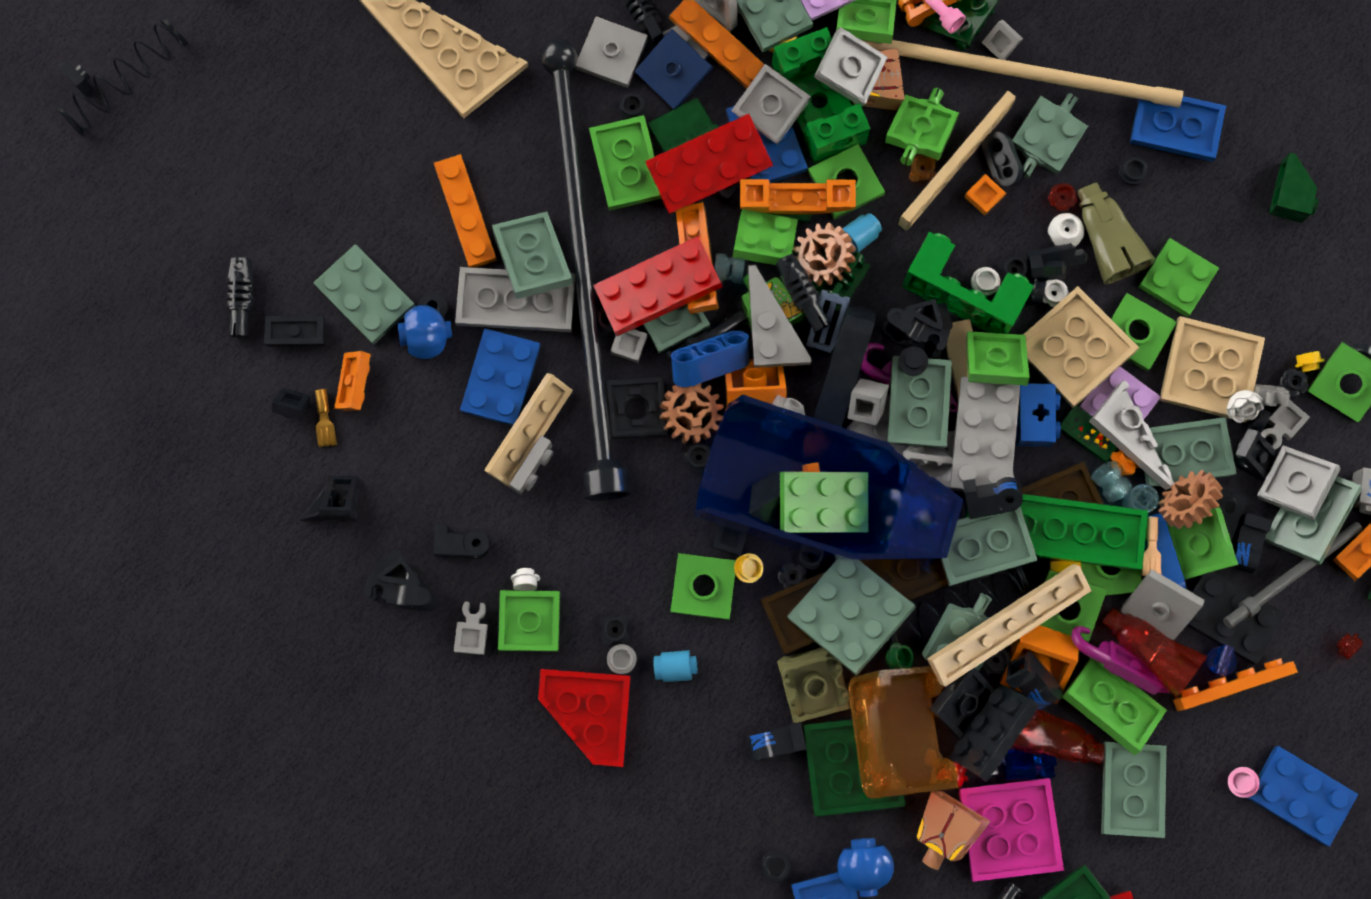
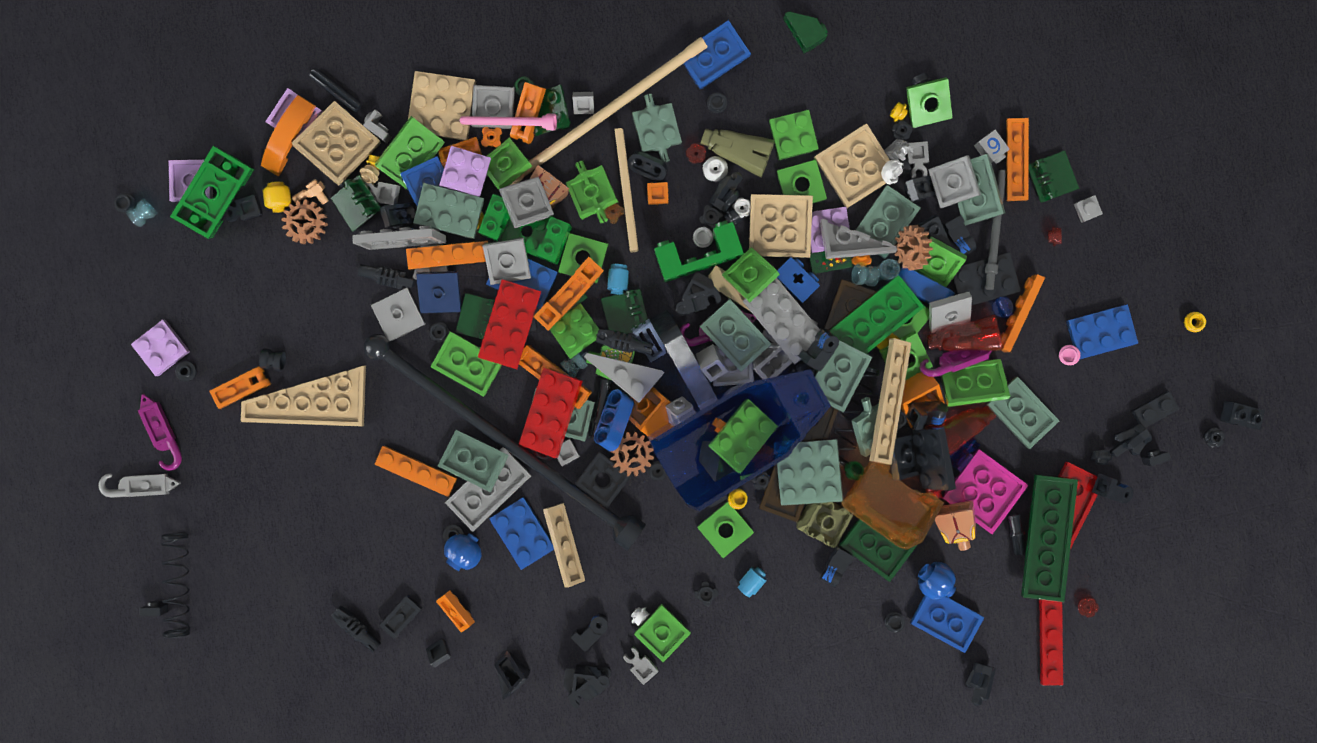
camera: 50 degrees left, 10 degrees up
(325, 428) = (466, 644): pearl gold piece -> none
(364, 294) = (413, 563): sand green plate -> none
(539, 455) = (587, 568): light grey plate -> none
(590, 710) = (735, 644): red plate -> none
(621, 659) = (723, 604): light grey plate -> none
(837, 249) = (619, 304): nougat gear -> none
(913, 361) = (712, 320): black plate -> none
(1152, 556) = (922, 294): light nougat piece -> none

